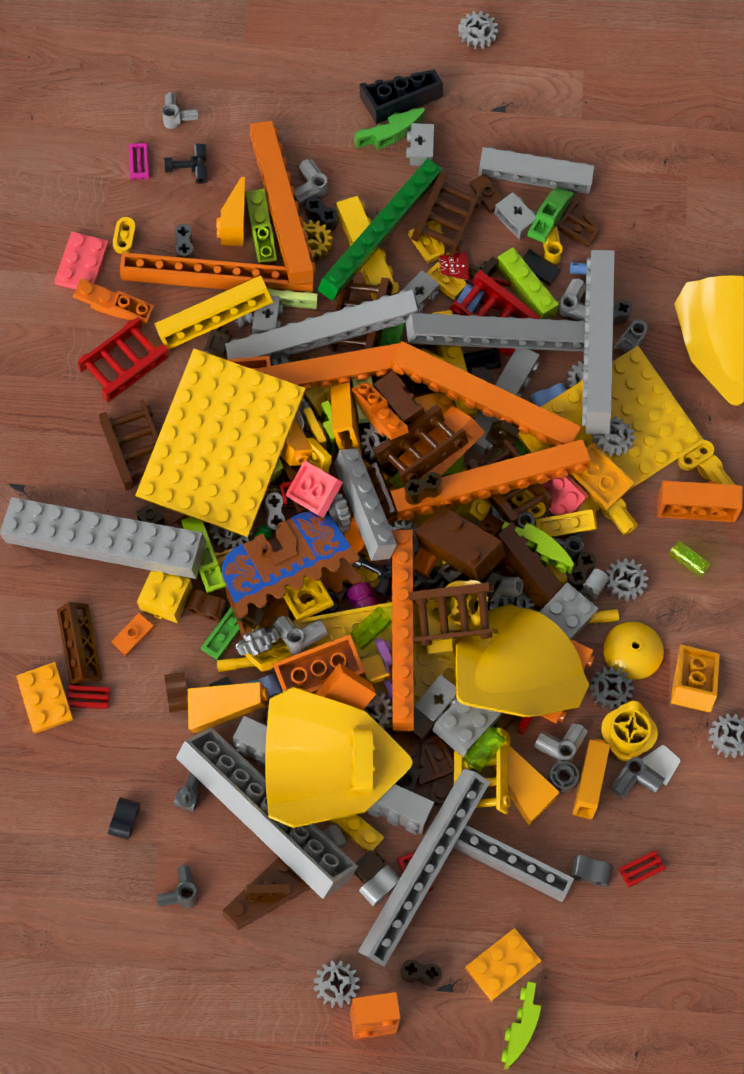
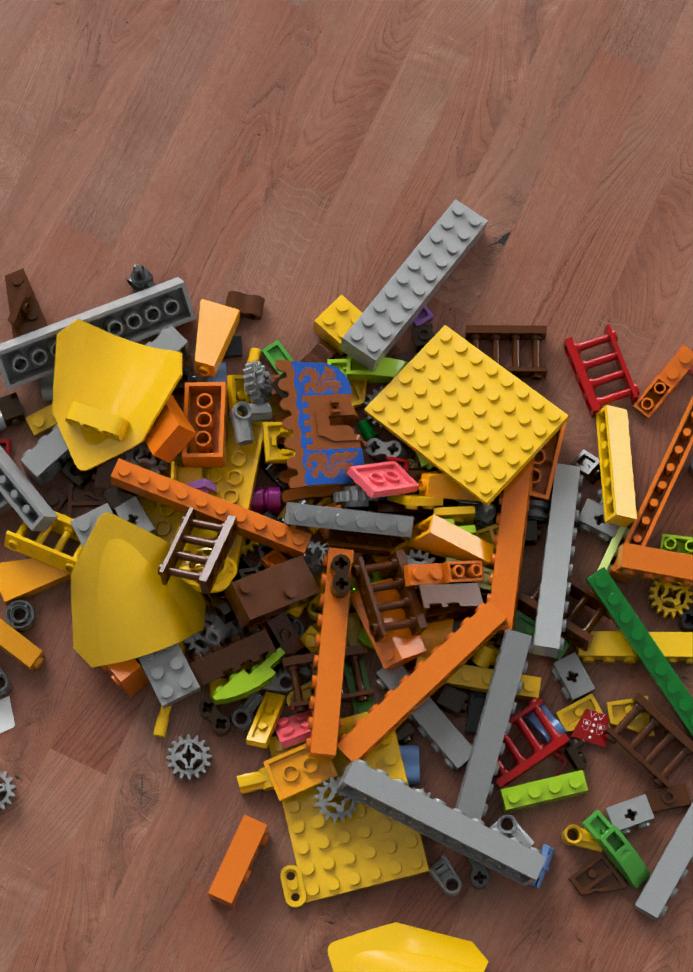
camera: 115 degrees right, 5 degrees up
(44, 697) = (285, 193): light orange plate -> none
(71, 688) = (279, 216): red tile -> none
(74, 643) = (325, 232): reddish brown fence -> none
(124, 818) = (145, 221): black axle -> none
(132, 634) = (317, 287): orange plate -> none
(185, 886) = (57, 242): dark grey axle -> none
(370, 628) = (227, 483): clear neon green brick -> none
(484, 748) = (67, 541): clear neon green brick -> none
(501, 431) = (380, 688): dark brown bracket -> none
(541, 267) = (562, 817): black tile -> none
(570, 743) = (50, 637): light grey piece -> none
(594, 584) = (192, 720): light grey axle -> none
(606, 682) = (94, 694): dark grey gear -> none
(638, 662) = (119, 751): yellow dish -> none
(647, 731) = (55, 706): yellow piece -> none
(689, 559) = (185, 830): clear neon green brick -> none
(695, 678) = (64, 782): light orange slope -> none
(713, 471) = (270, 896): yellow piece -> none

